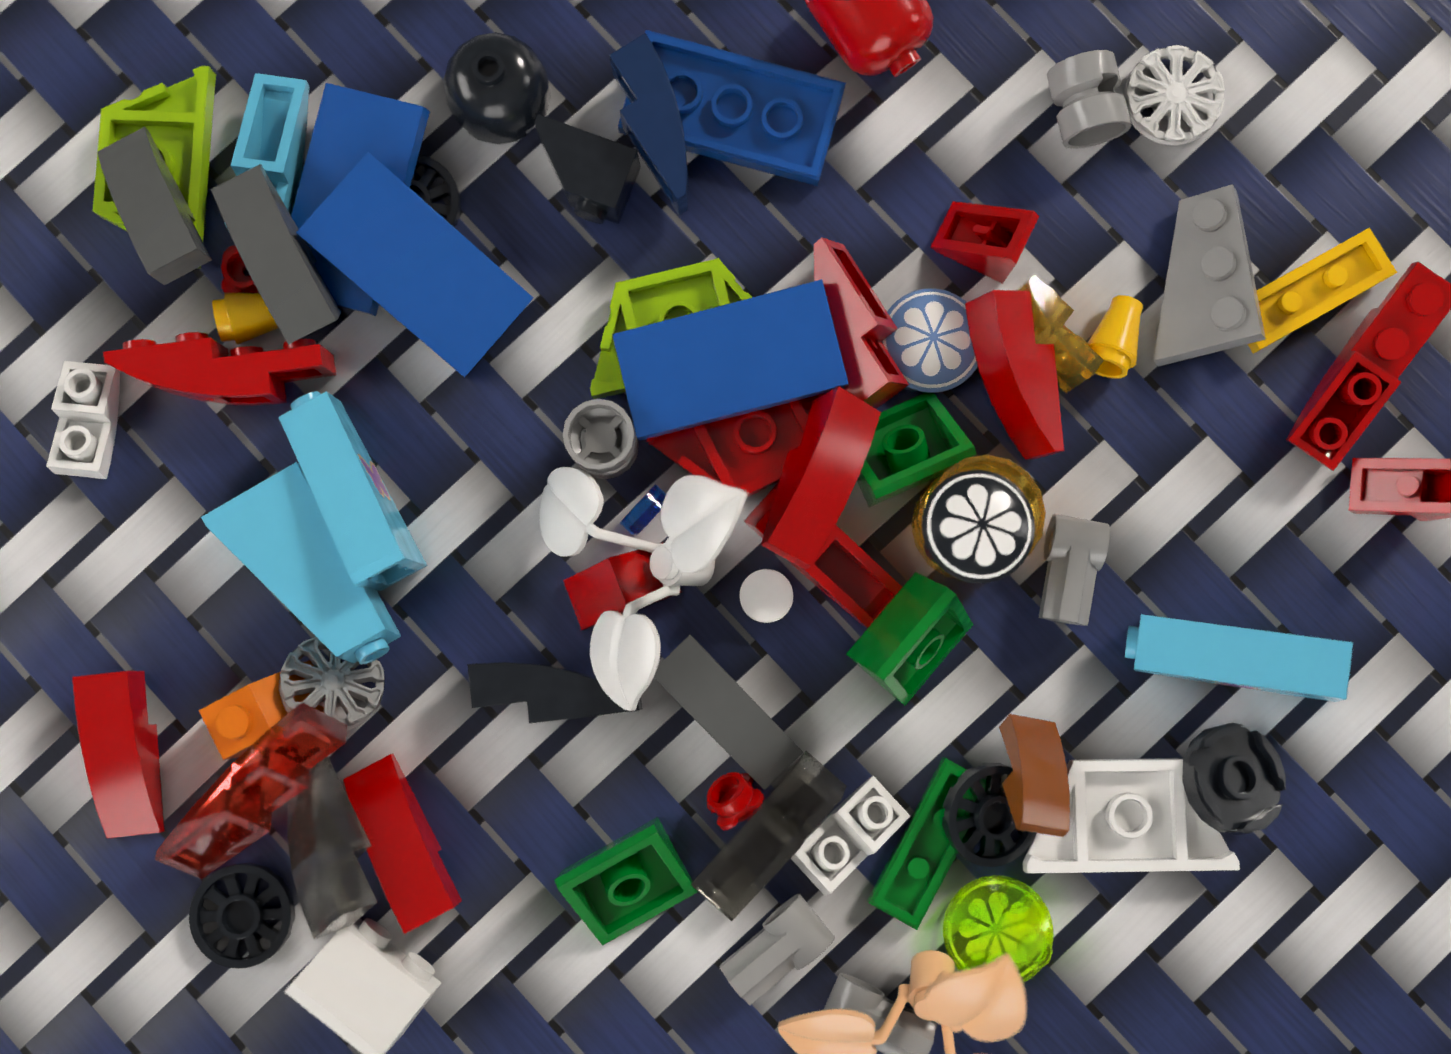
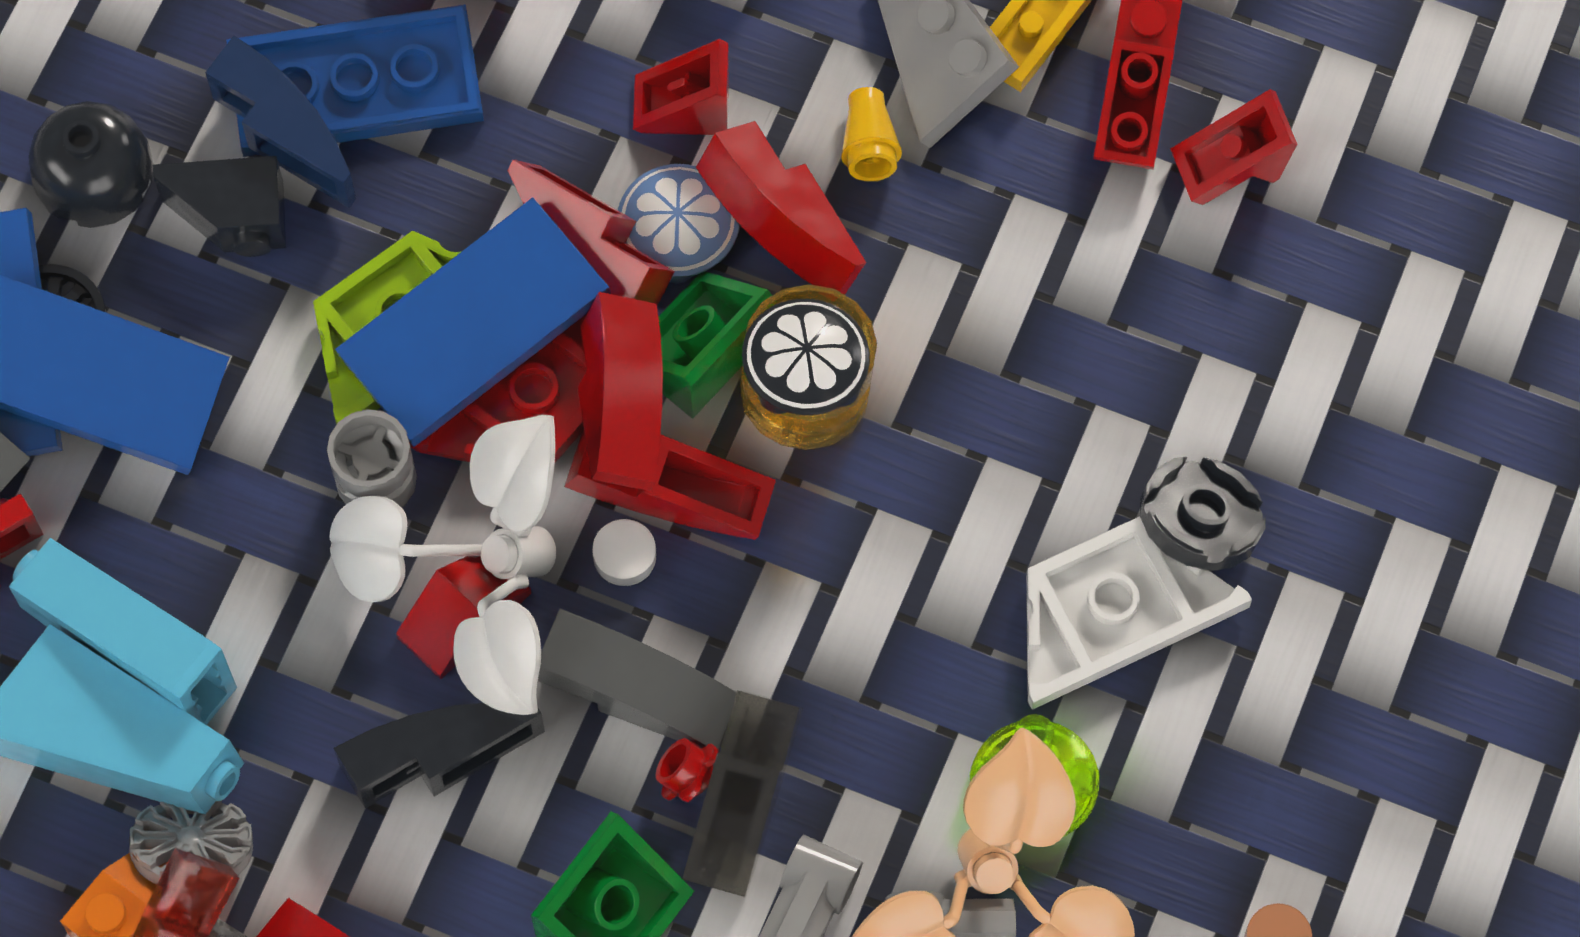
camera: 30 degrees left, 15 degrees down
(644, 510) = (452, 516): clear blue tile -> none
(849, 835) = (829, 756): white slope -> none
(911, 637) = (801, 519): green slope -> none
(921, 853) = (920, 727): green tile -> none
(988, 818) = (969, 662): black wheel -> none
(1039, 779) = (996, 596): dark orange slope -> none
(1072, 354) = (831, 167): clear yellow slope -> none
(1074, 555) = (931, 367): light grey piece -> none
(1241, 657) = (1149, 387): medium azure slope -> none

